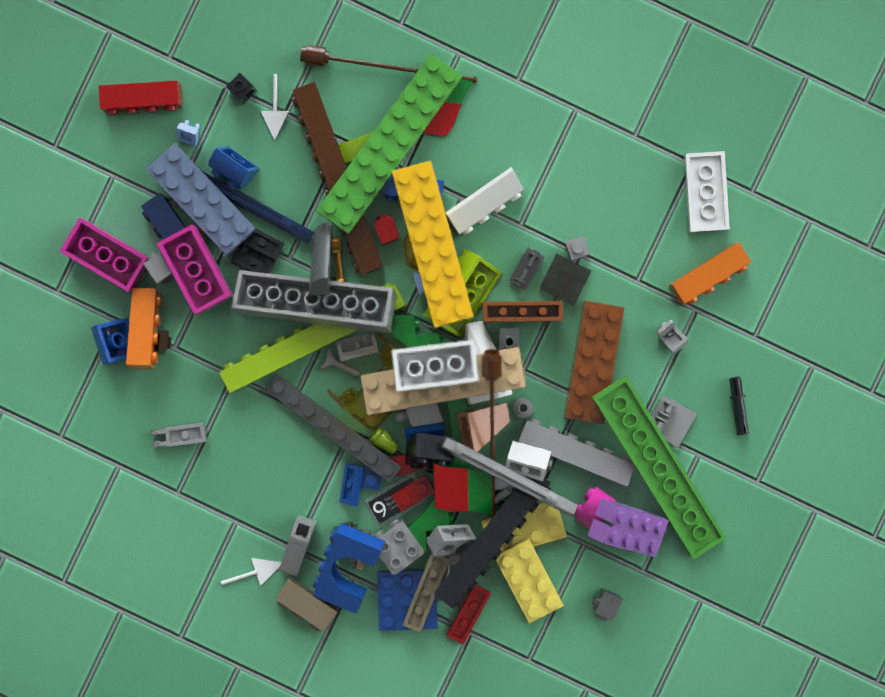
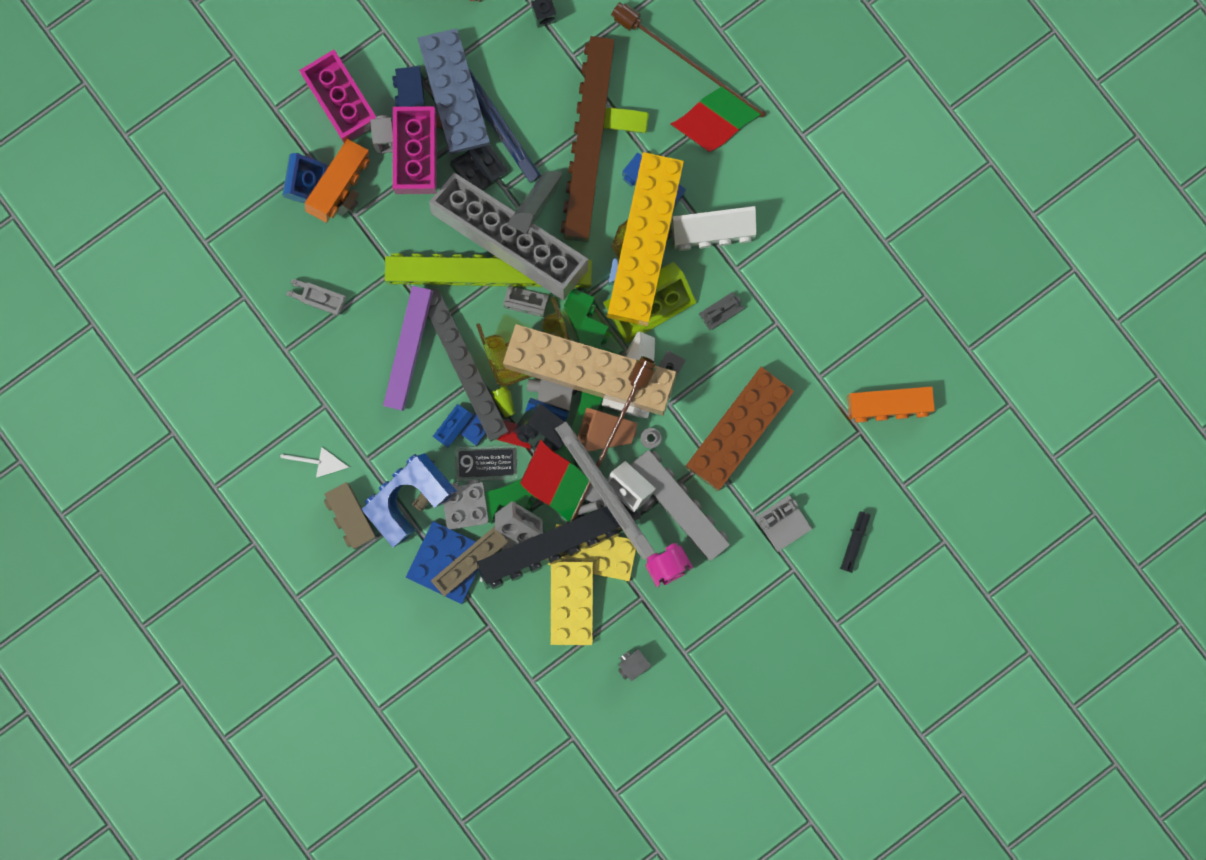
camera: 20 degrees right, 5 degrees down
(187, 133) = (473, 27): light blue tile -> none
(232, 166) = (498, 77): blue brick -> none
(274, 119) = (560, 55): white piece -> none
(279, 439) = (408, 348): none -> medium lavender tile
(297, 545) = (371, 456): light grey slope -> none
(331, 361) = (495, 303): light grey piece -> none
(336, 243) = (553, 203): pearl gold bar -> none
(386, 229) = (609, 207): red brick -> none
(389, 144) = (653, 130): bright green plate -> none
(413, 493) = (505, 464): red plate -> none
(436, 366) = (590, 347): white brick -> none
(468, 614) = (498, 606): red tile -> none
(523, 311) = (696, 346): dark orange brick -> none
(565, 279) = (751, 339): clear smoke plate -> none
(577, 248) = (778, 316): light grey plate -> none
(629, 528) = (692, 597): medium lavender piece -> none
(658, 467) = (750, 558): bright green plate -> none
(671, 336) = (824, 443): light grey bracket -> none
(706, 191) = (926, 326): white plate -> none

